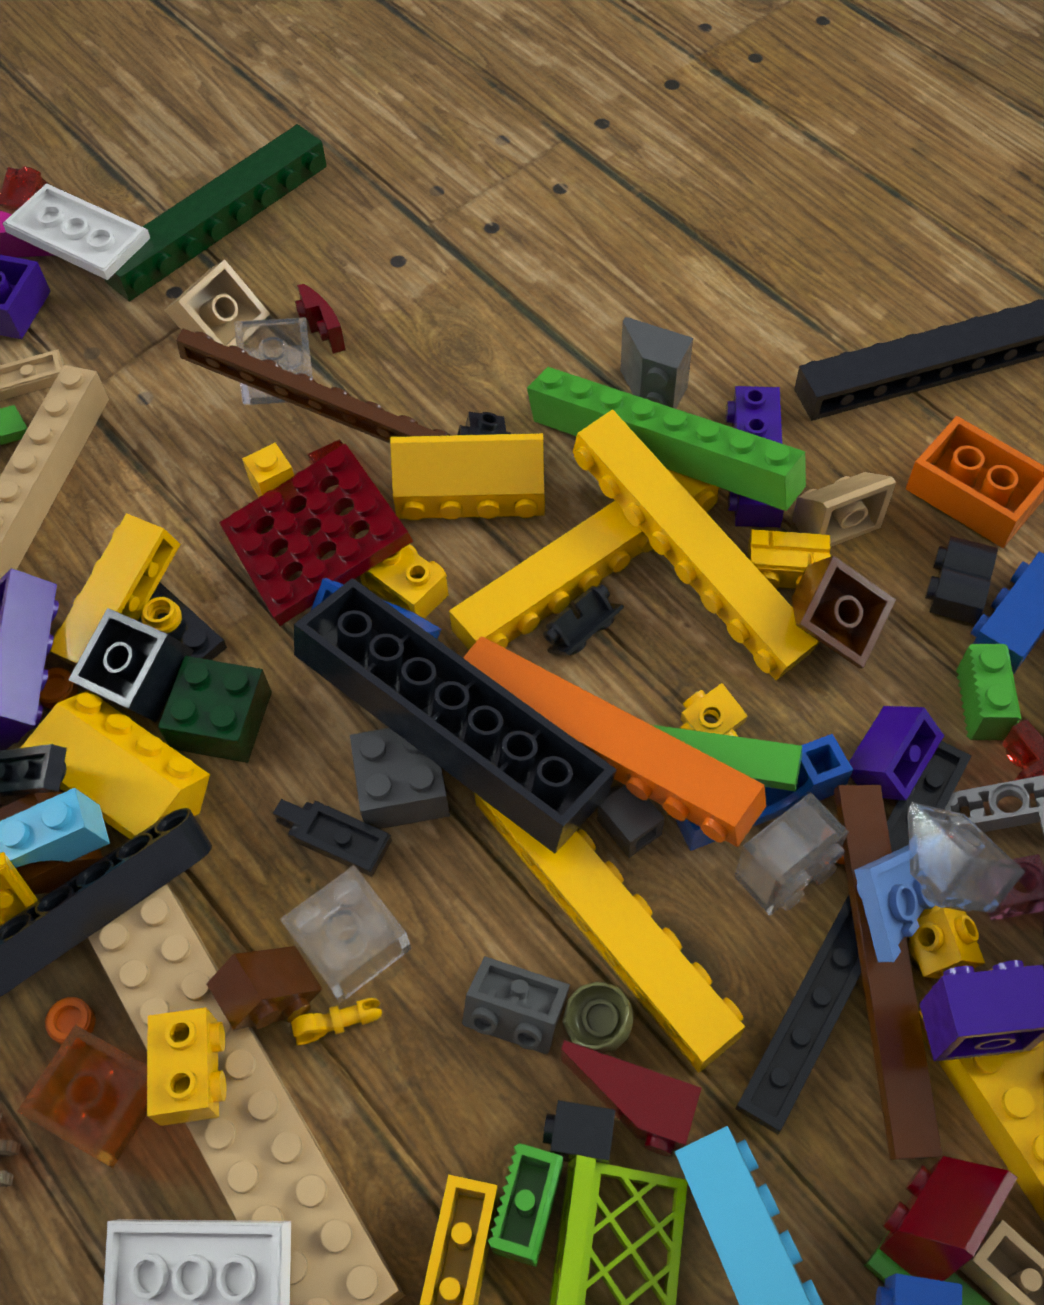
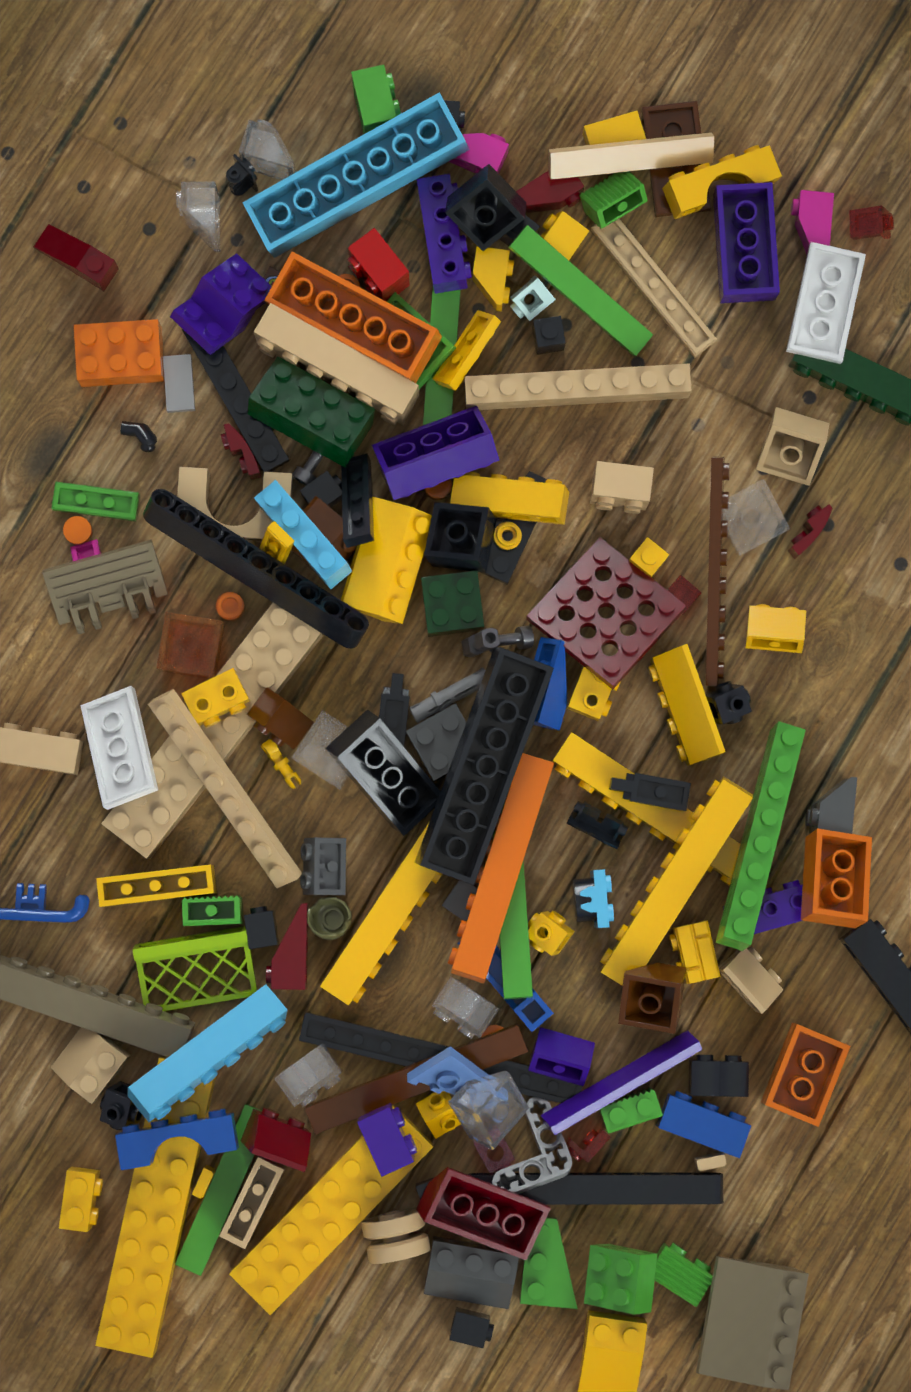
camera: 65 degrees right, 25 degrees up
(166, 471) = (621, 486): none -> tan brick
(286, 672) = (489, 638): none -> flat silver bar
(324, 1107) = (224, 788): none -> tan plate
(339, 765) = (439, 701): none -> light grey pin
(405, 851) = (385, 772): none -> black brick
(416, 372) = (775, 628): none -> yellow brick
(561, 534) = (653, 791): none -> black hinge
(683, 644) = (591, 899): none -> medium azure piece
(742, 366) = (836, 878): none -> orange brick
(847, 1125) = (308, 1075): none -> clear brick
(952, 693) = (621, 1082): none -> dark purple tile

